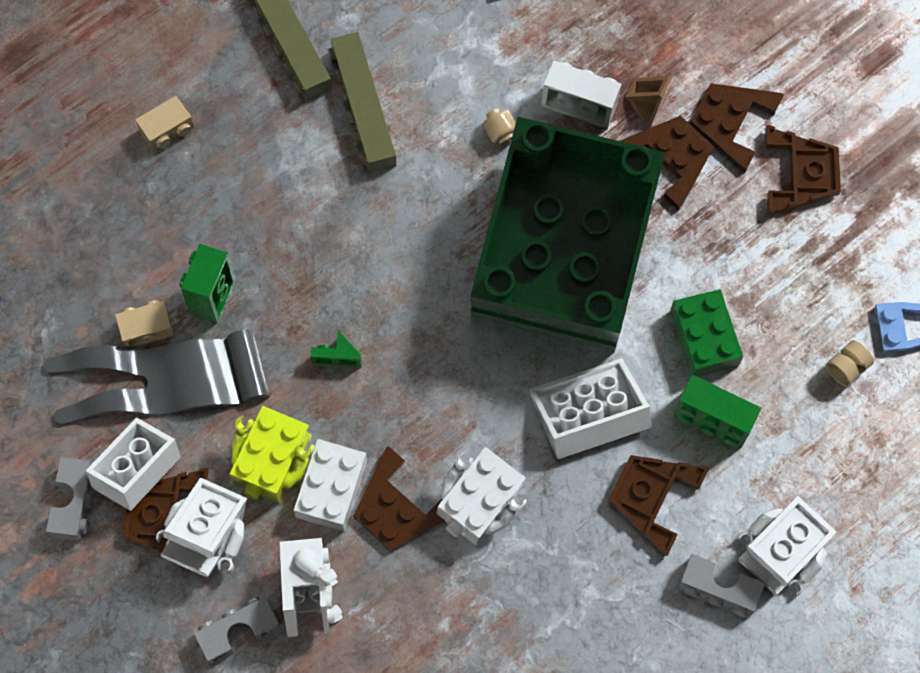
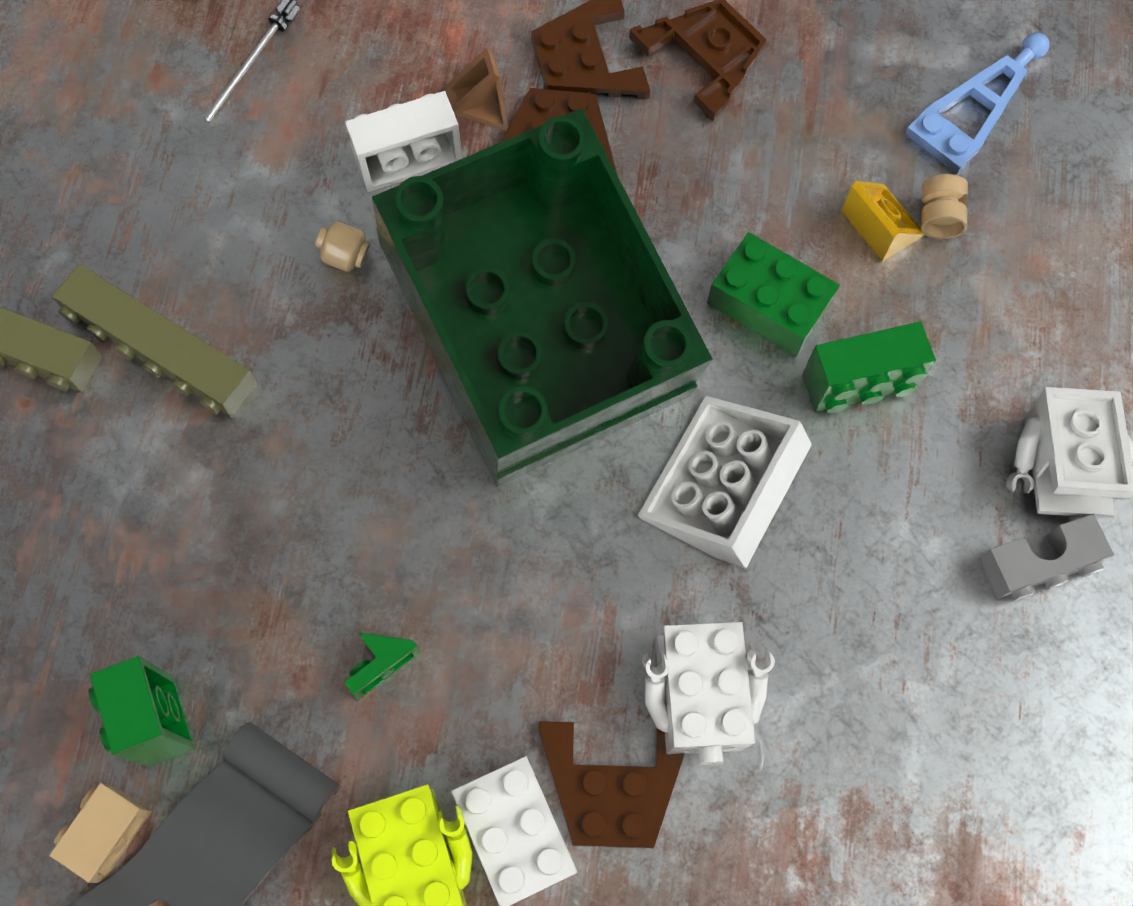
camera: 40 degrees left, 0 degrees up
(643, 491) = (868, 526): reddish brown wing -> none
(811, 341) = (880, 218): none -> yellow slope

